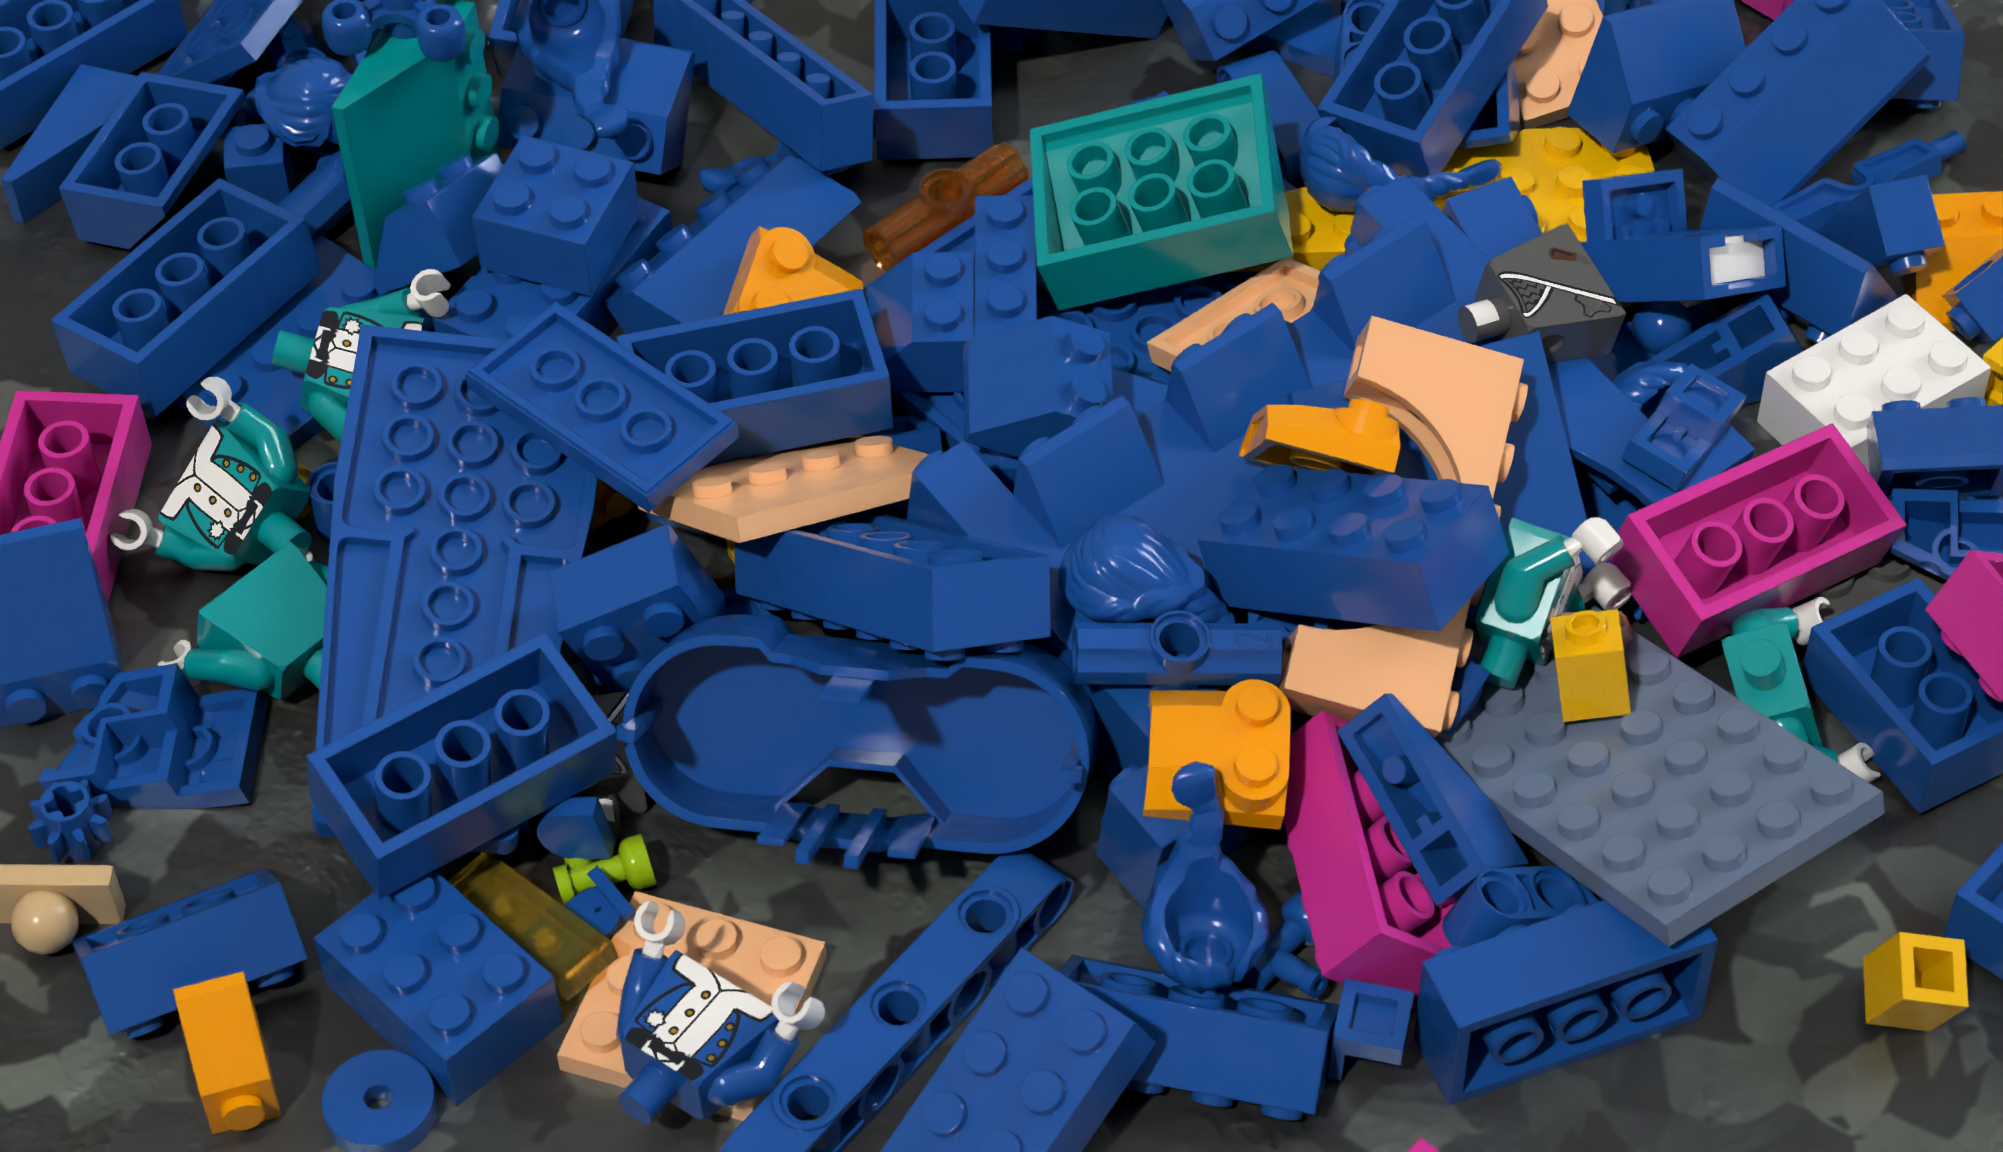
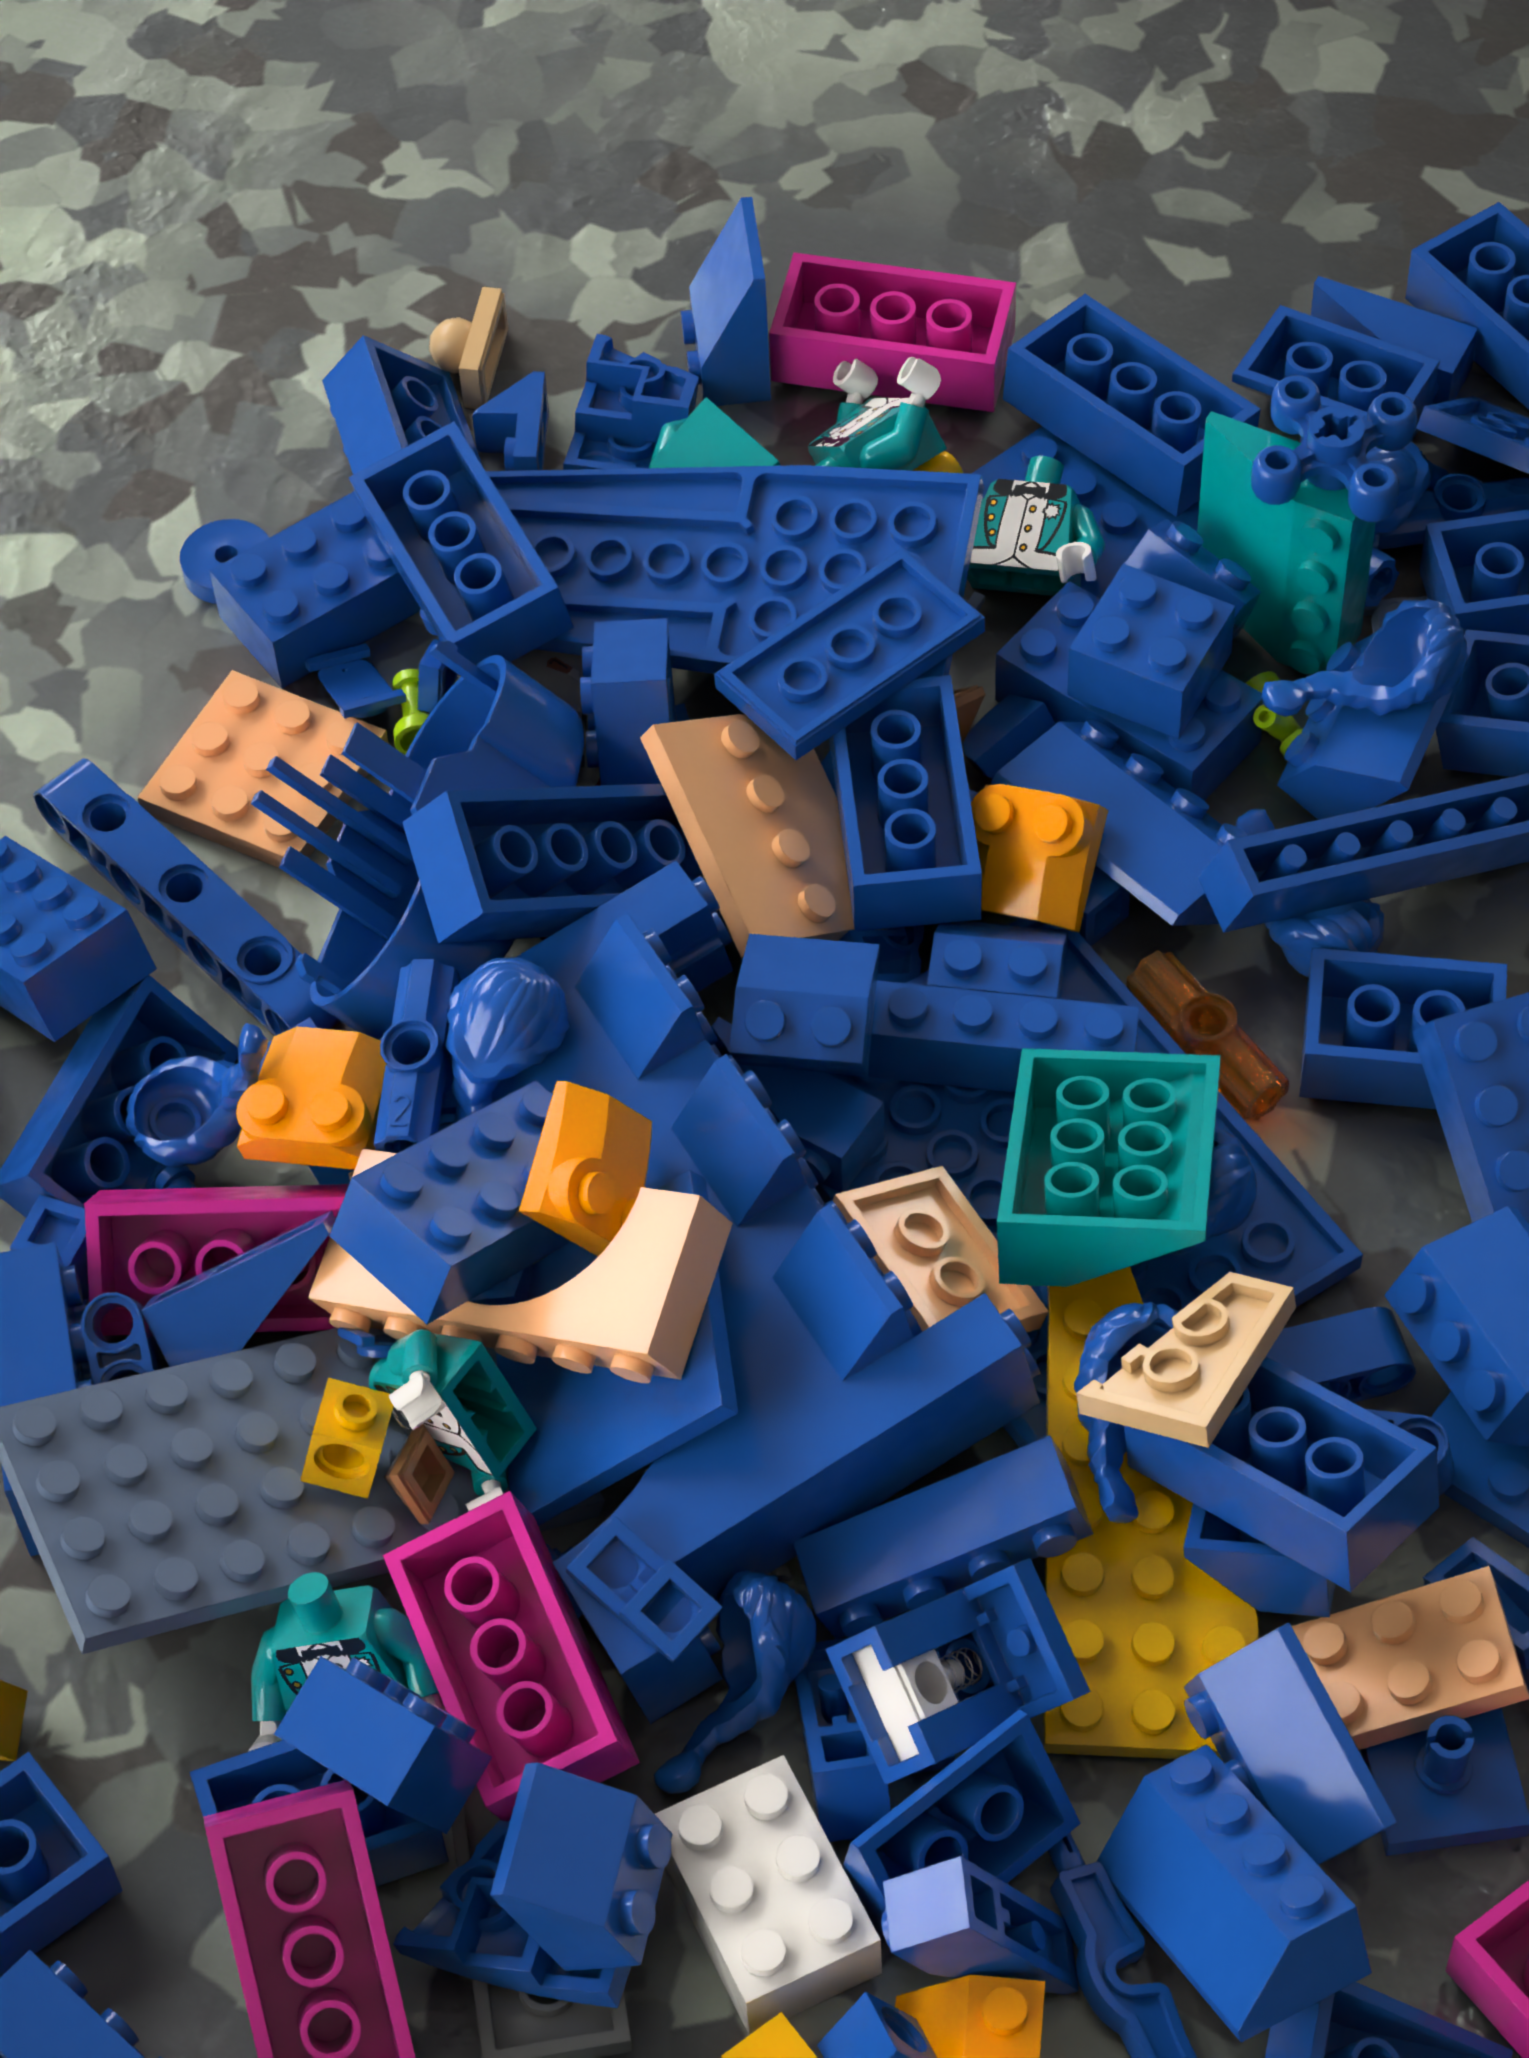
camera: 100 degrees right, 5 degrees up
(70, 821) = (558, 355): blue gear -> none
(176, 829) = (515, 424): none -> blue slope
(227, 1053) = (270, 450): light orange slope -> none
(537, 923) = (354, 653): clear yellow tile -> none
(696, 1034) = (189, 733): torso -> none
(1378, 85) = (1199, 1367): none -> tan wing
(1546, 289) = (804, 1448): dark grey torso -> none
(1903, 560) = (385, 1741): none -> blue brick

